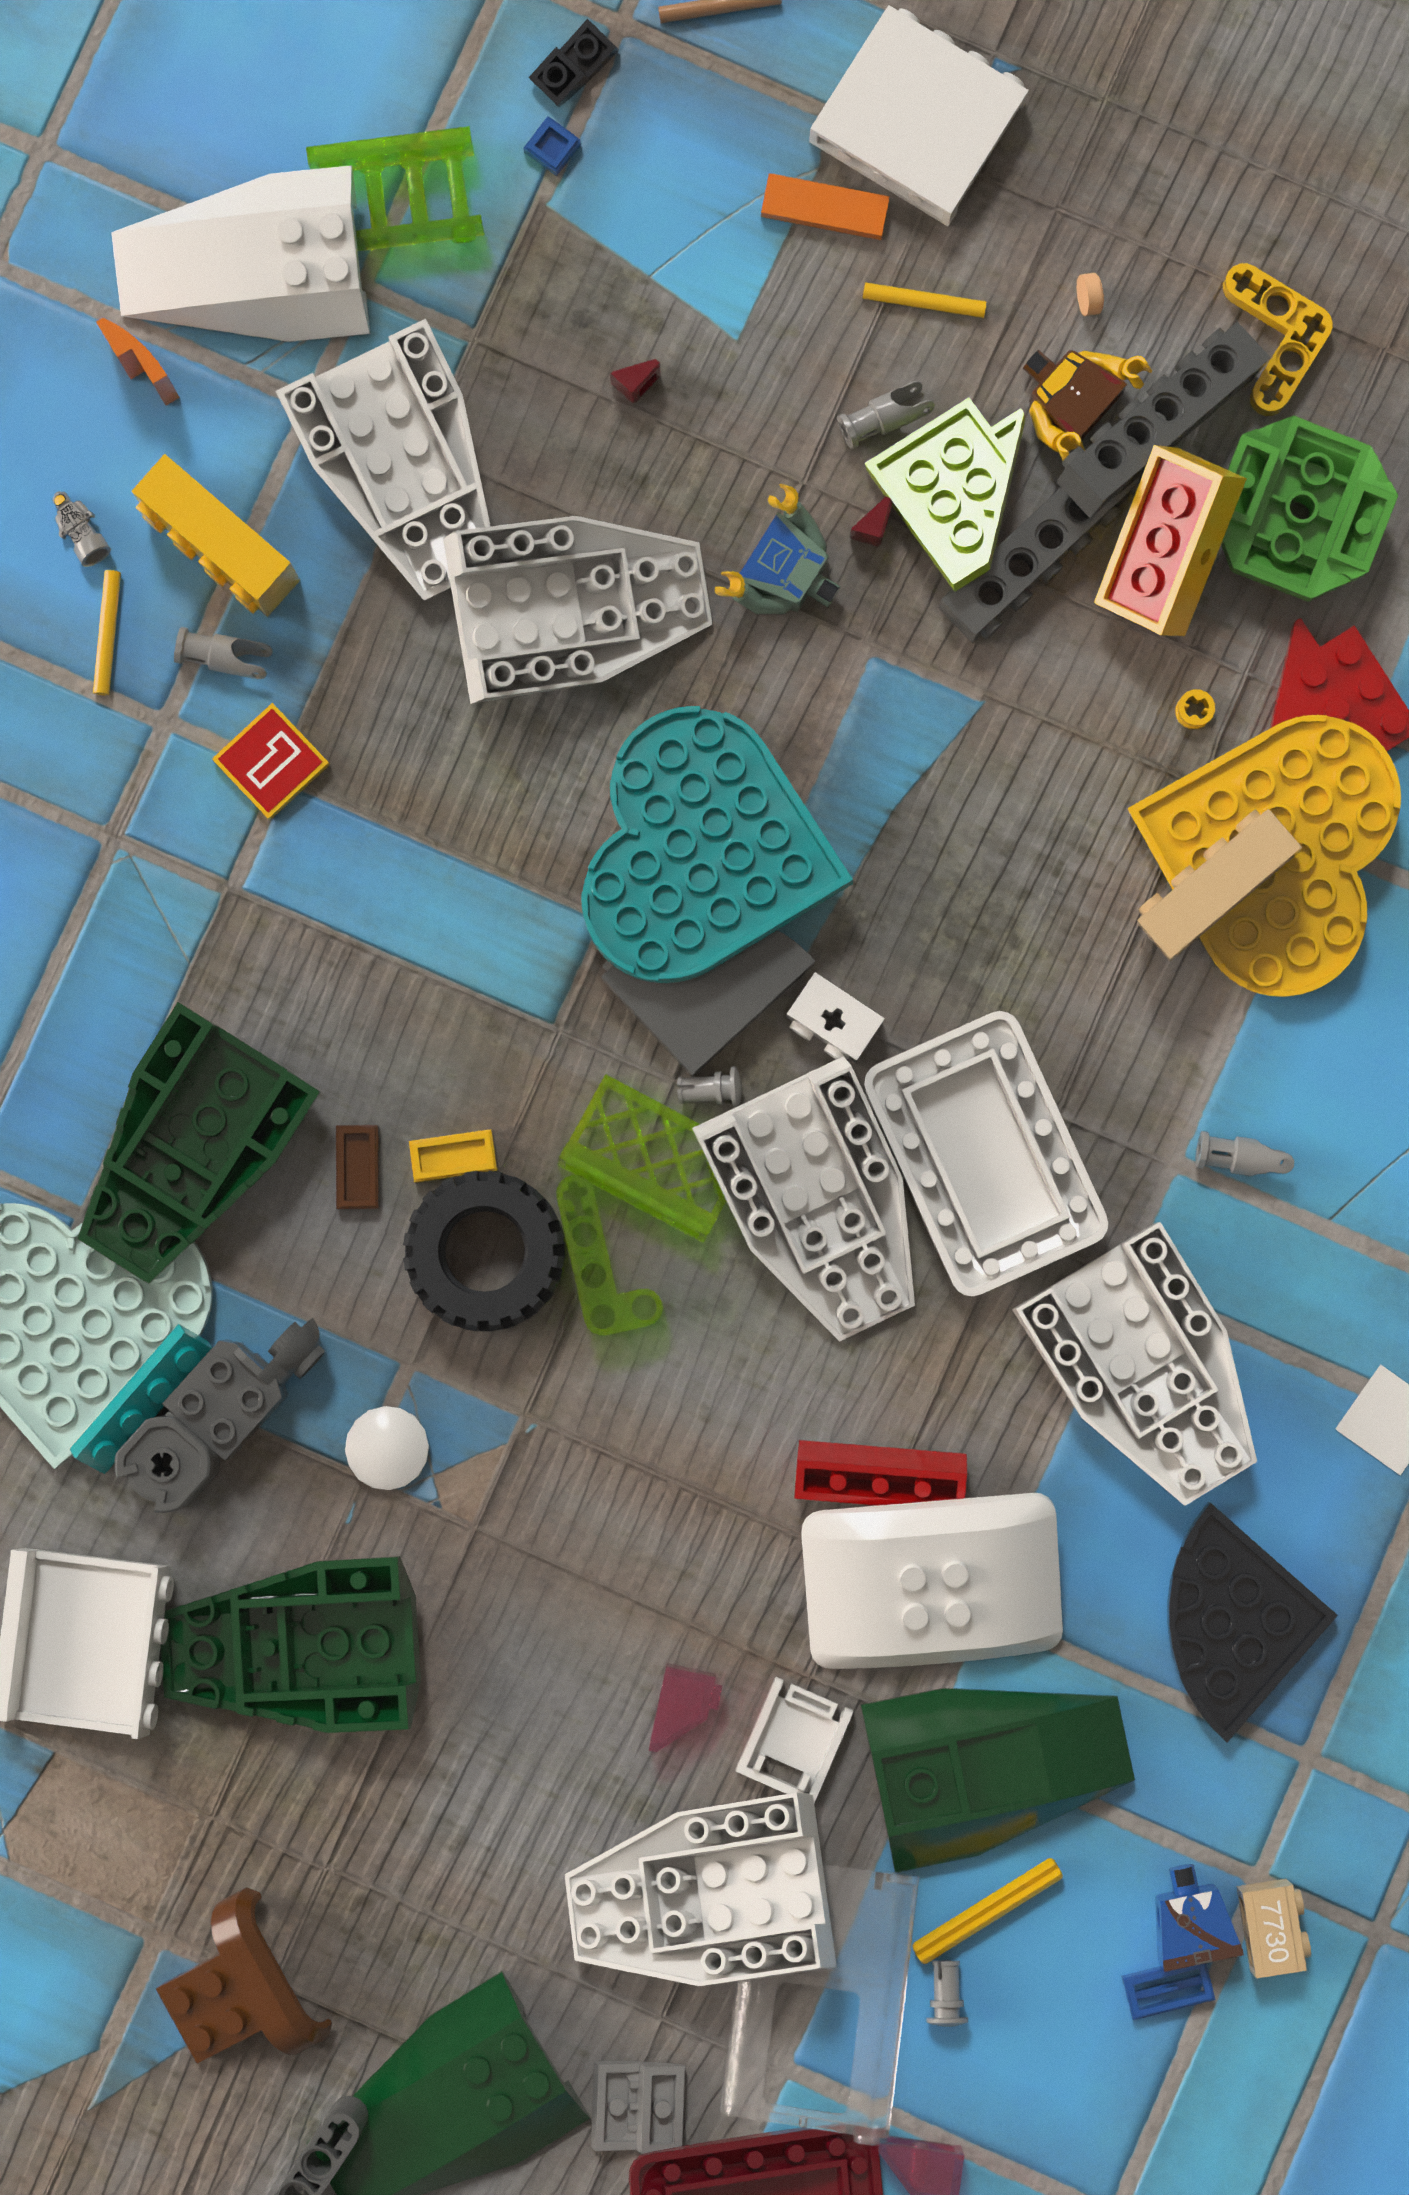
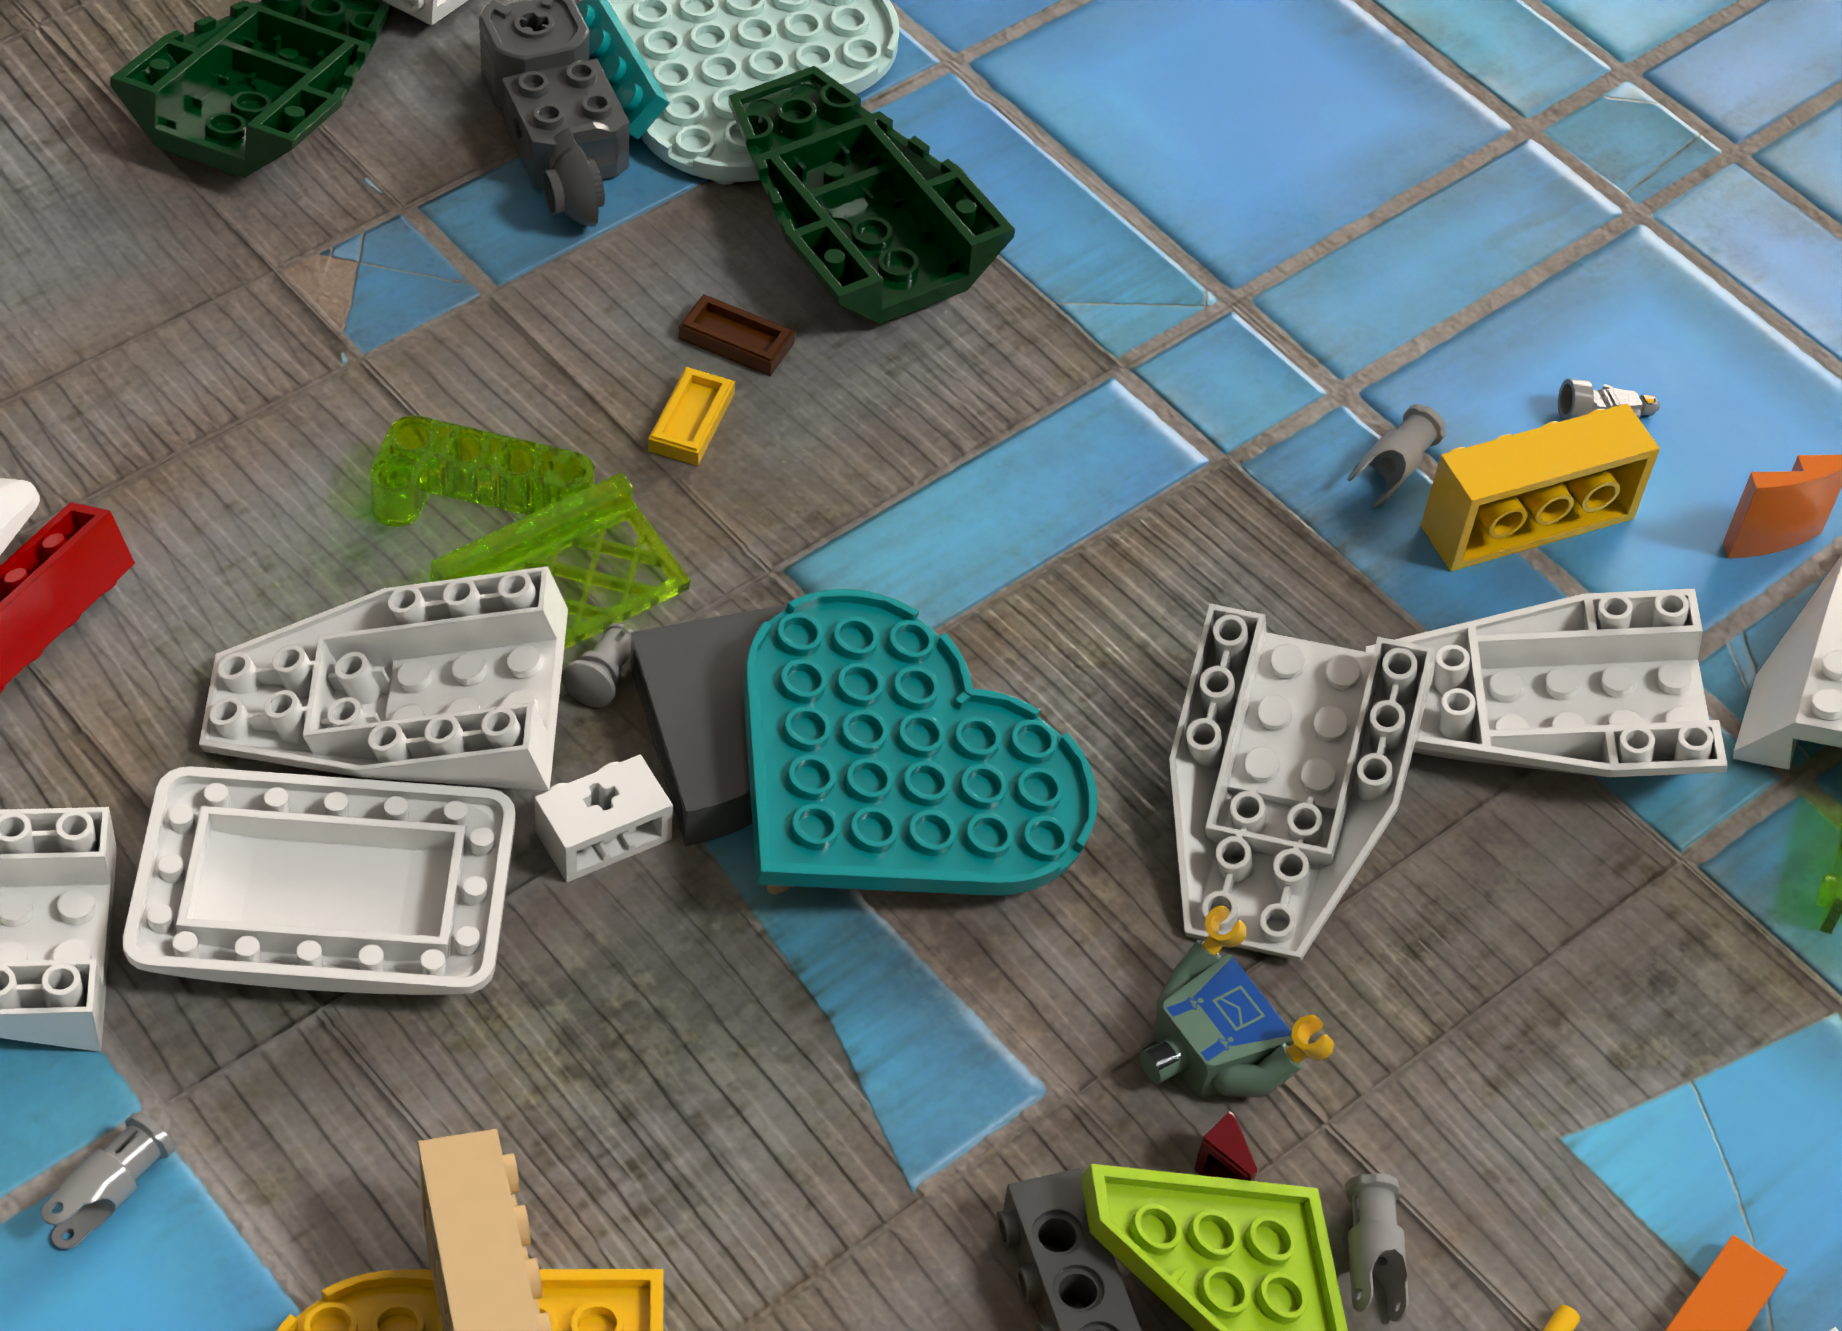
camera: 110 degrees right, 35 degrees down
(106, 633) = (1472, 381): yellow piece -> none
(271, 761) = (1245, 451): red tile -> none
(387, 1448) = (416, 232): white dish -> none
(428, 1238) = (571, 324): black tyre -> none
(636, 379) = (1551, 984): dark red slope -> none

